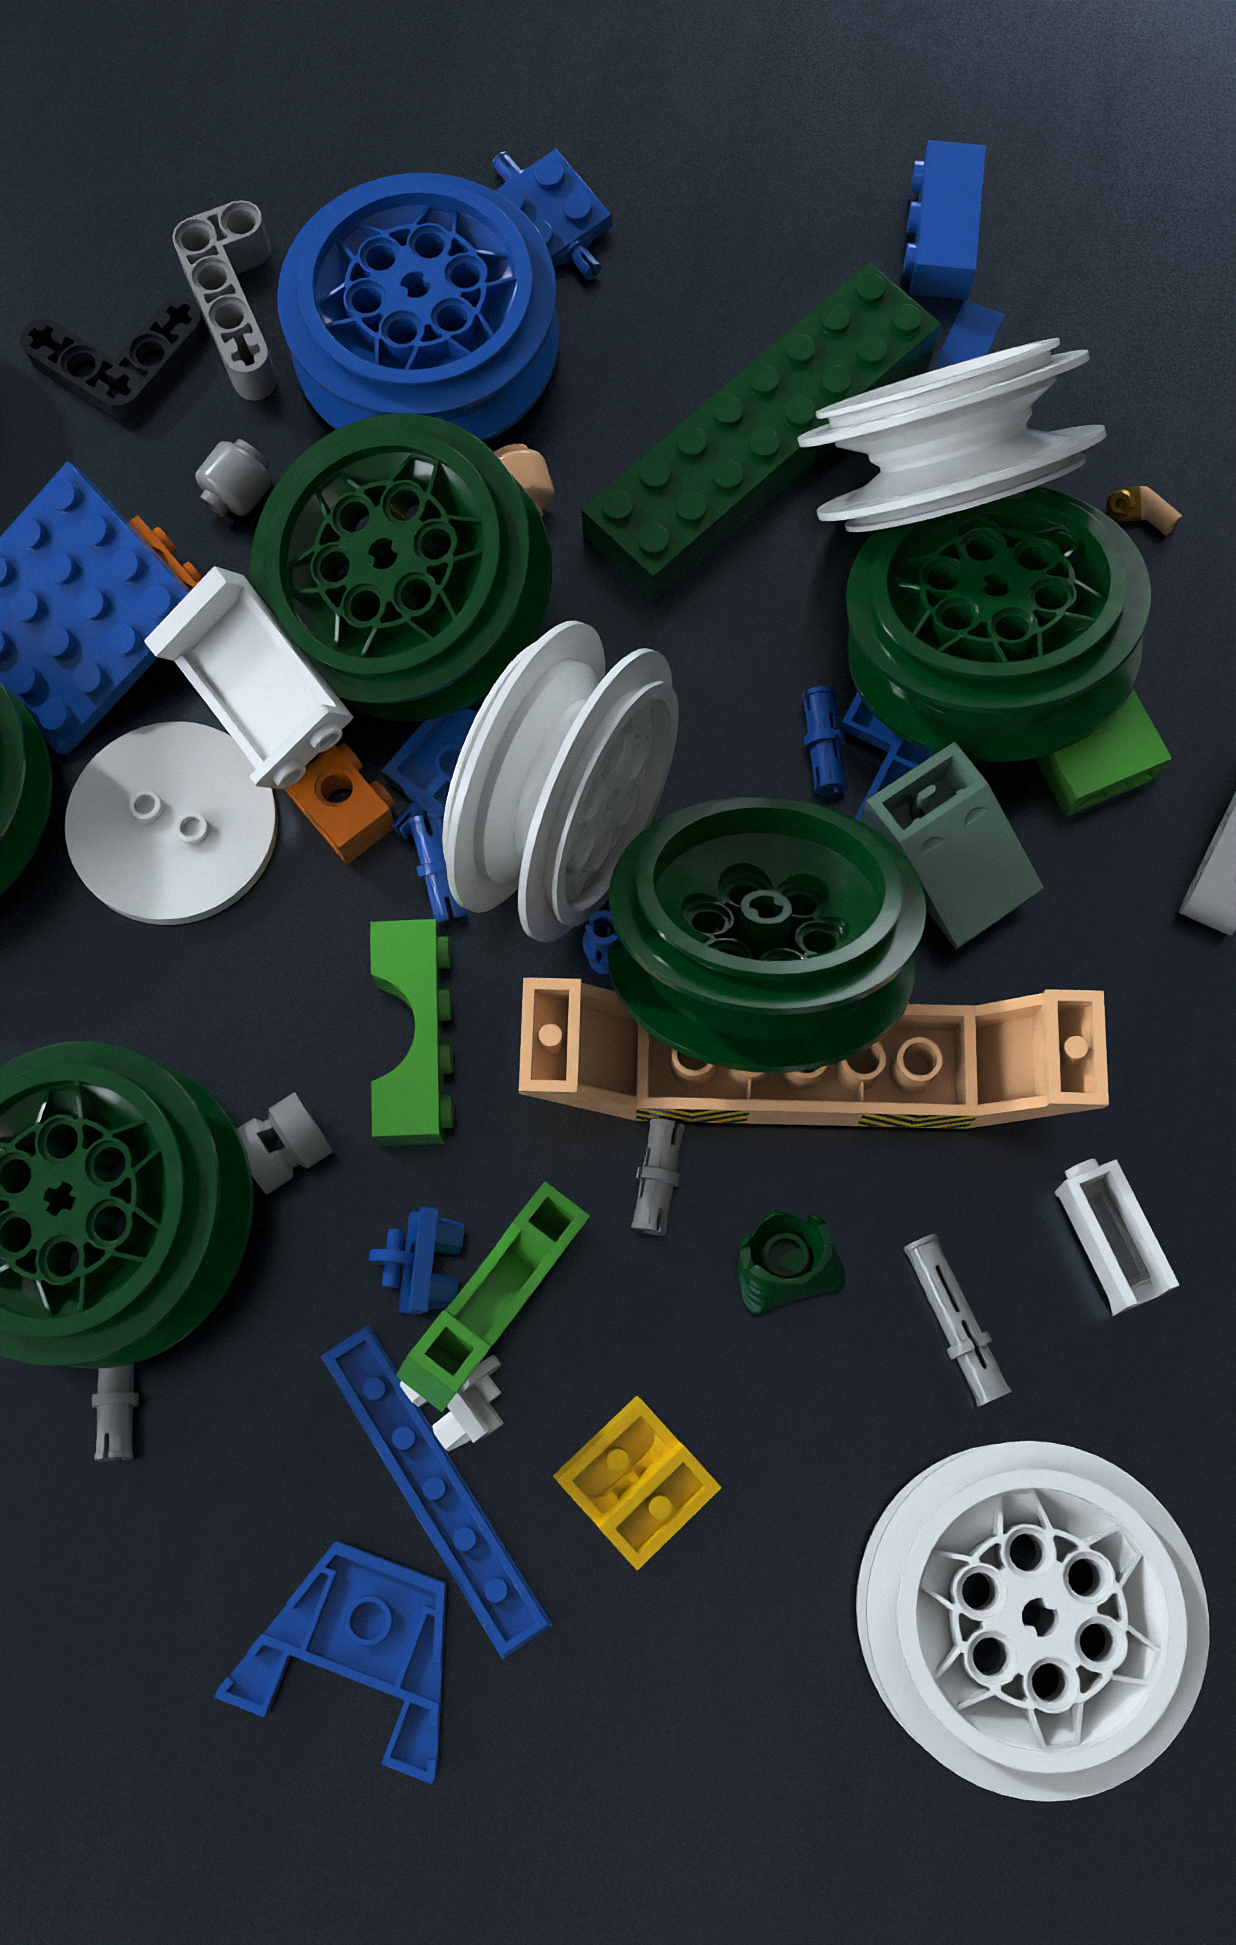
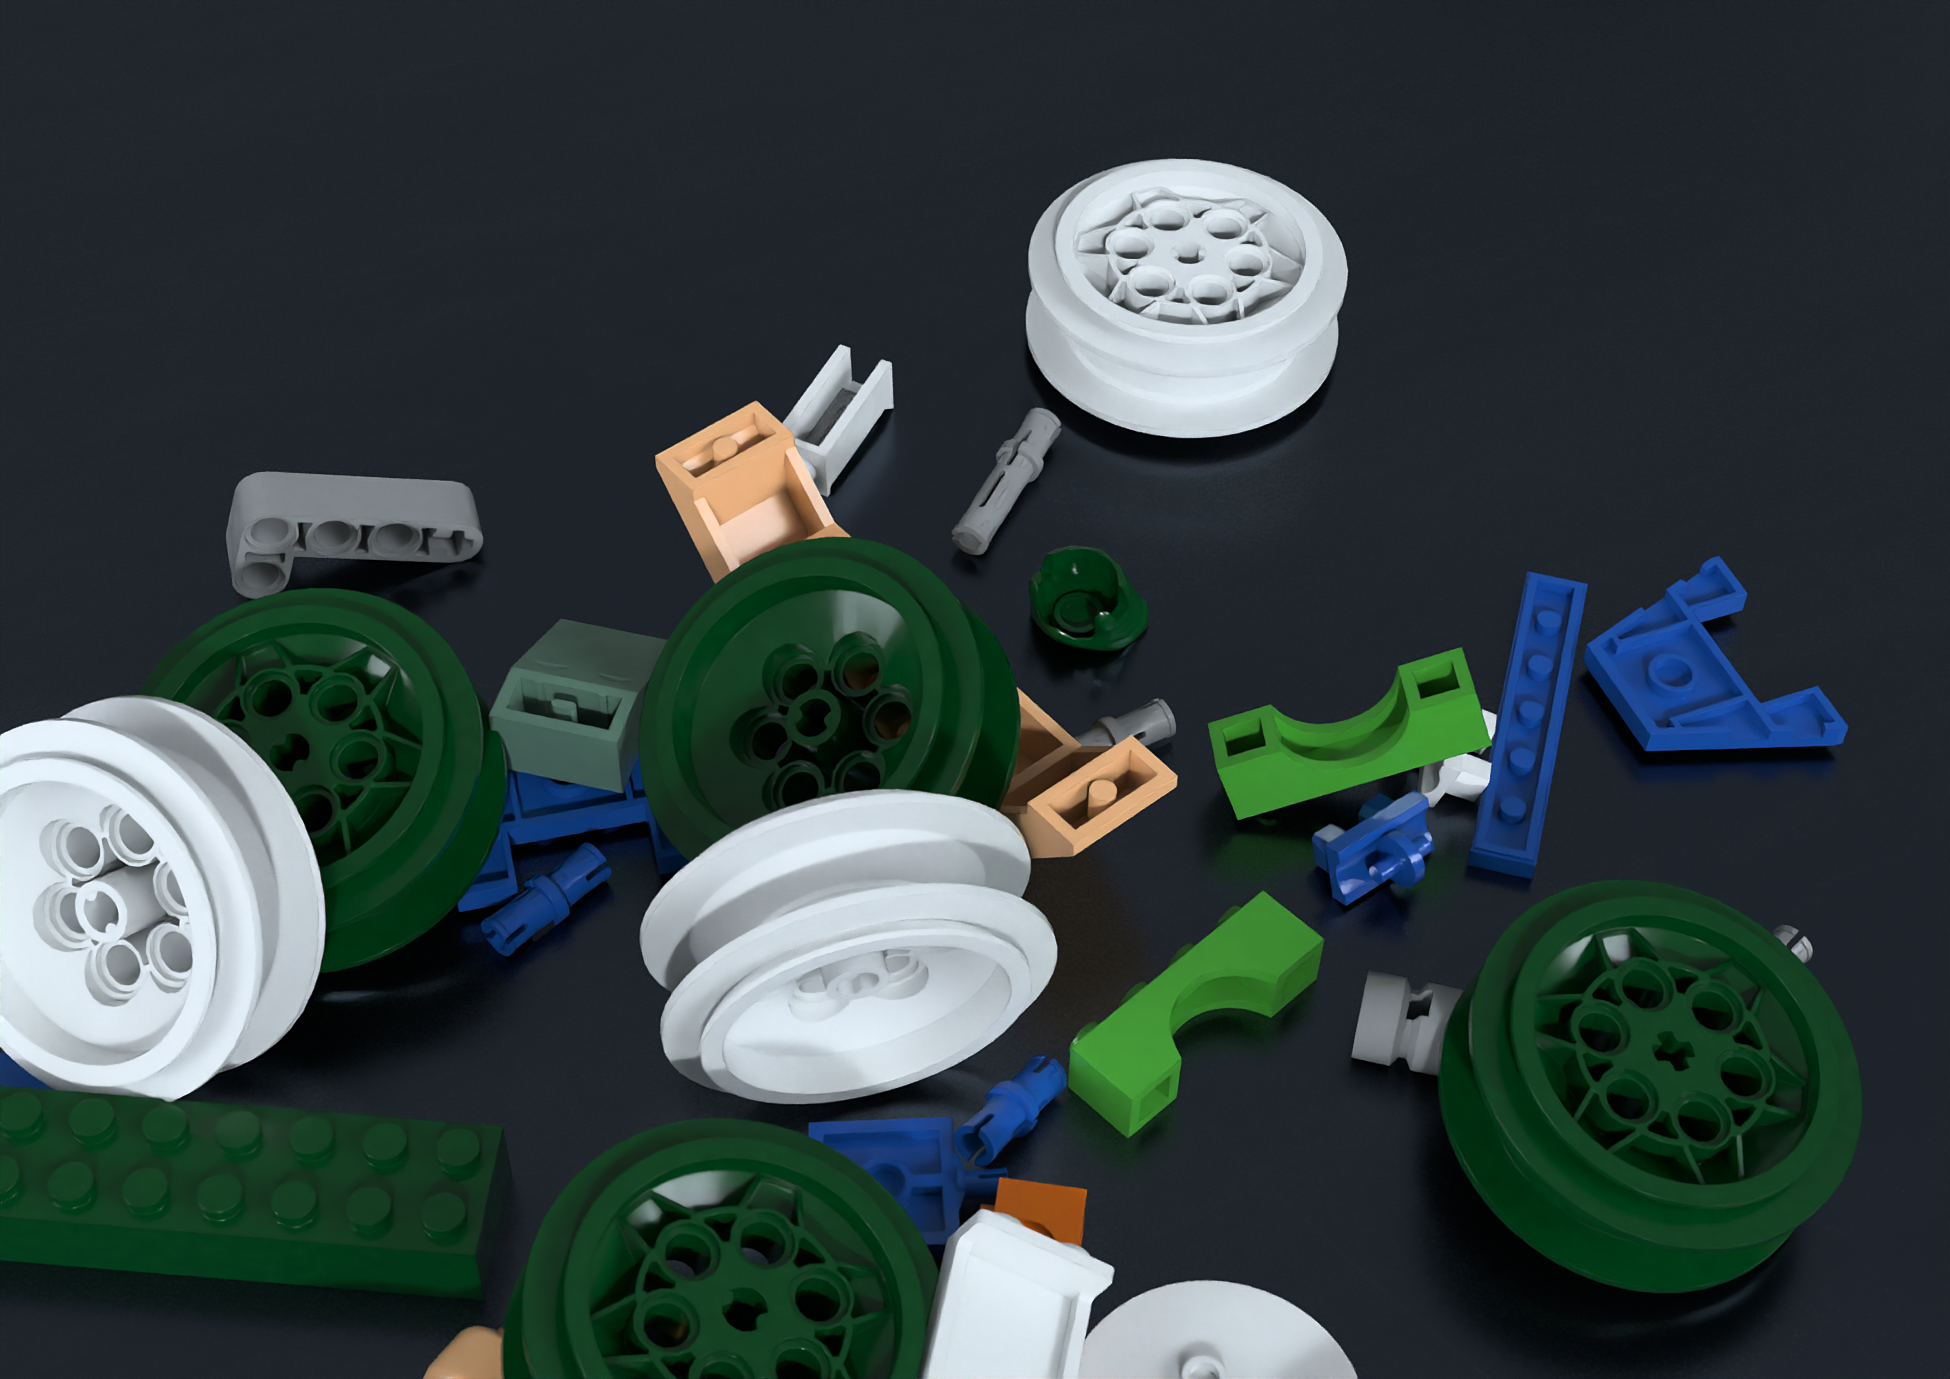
camera: 135 degrees left, 25 degrees down
(637, 1482) = (1364, 596): yellow slope -> none

